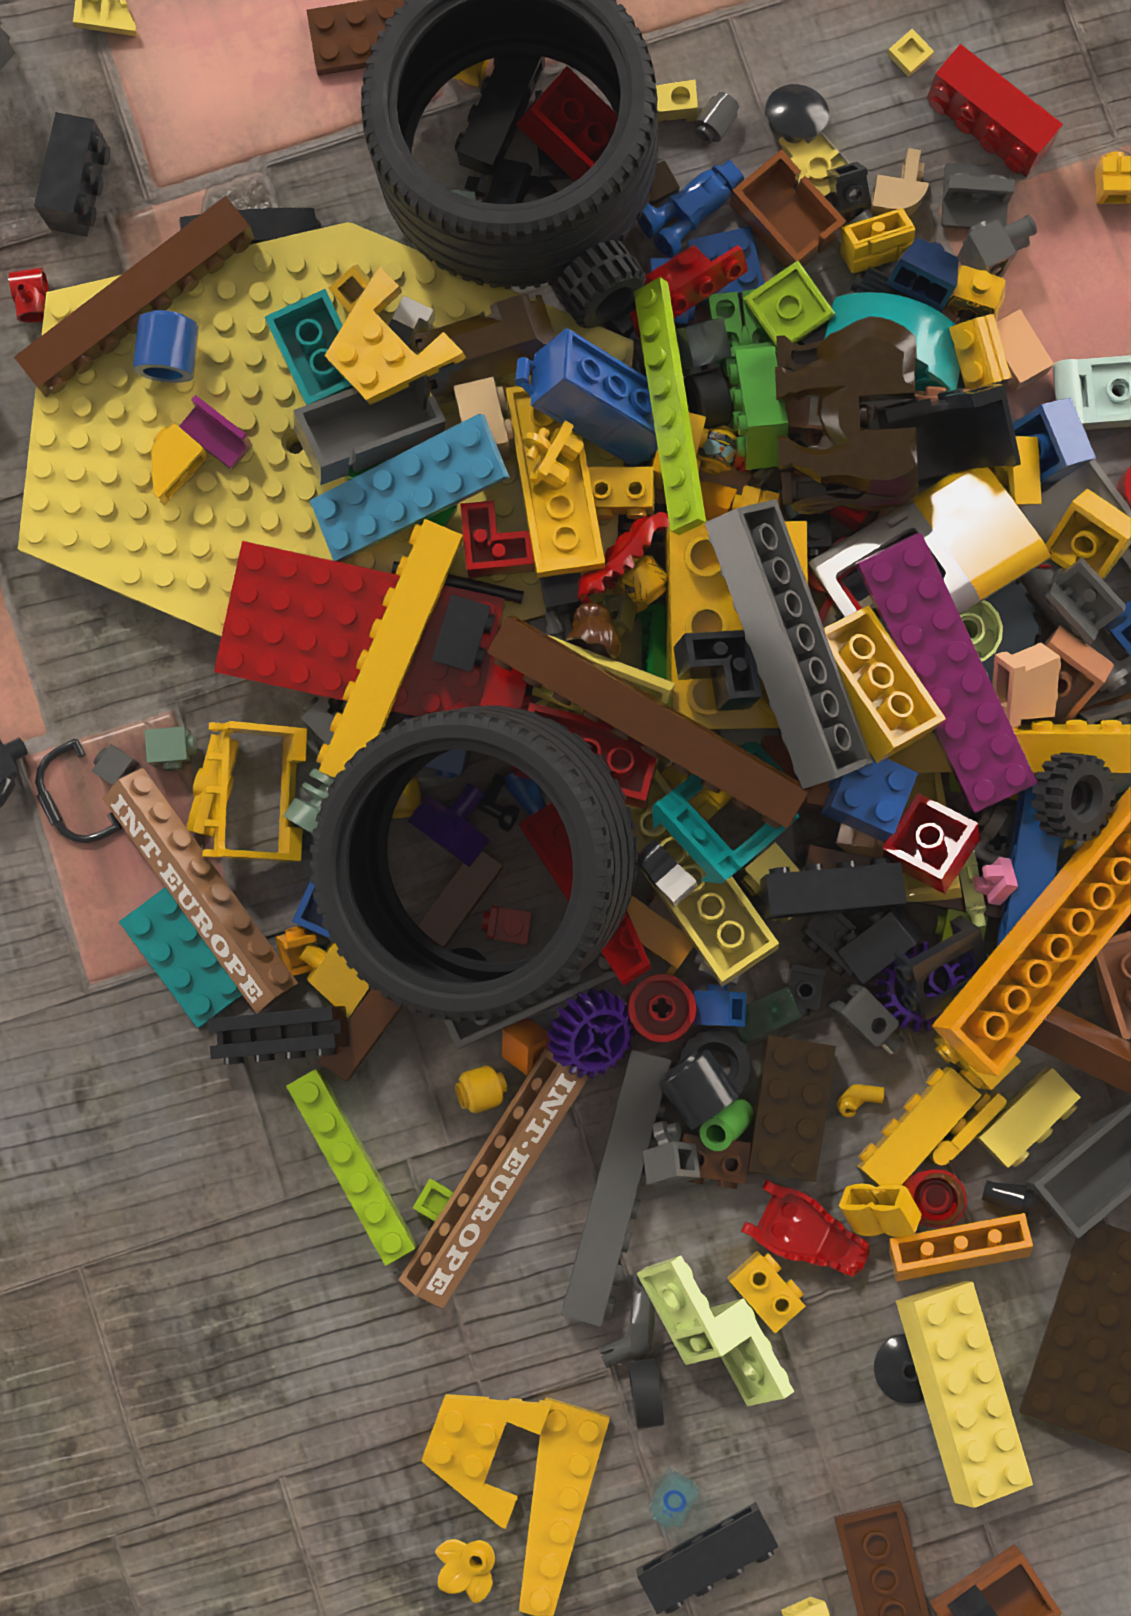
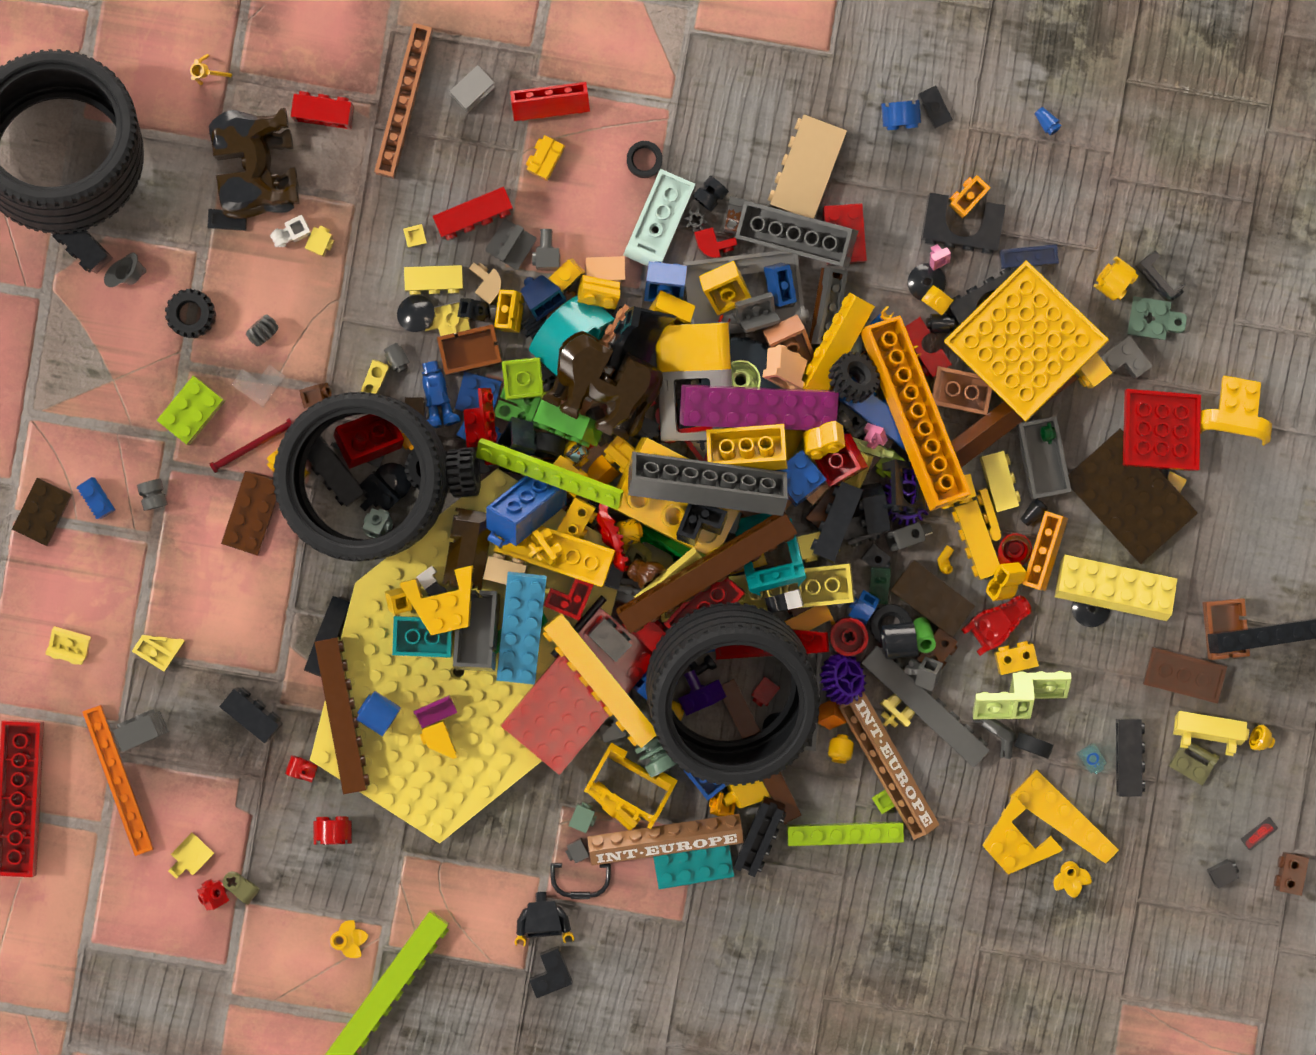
camera: 65 degrees left, 5 degrees up
(581, 1161) = (903, 717): none -> light yellow hips
(862, 111) = (433, 279): none -> light yellow brick
(953, 798) = (824, 440): none -> yellow brick

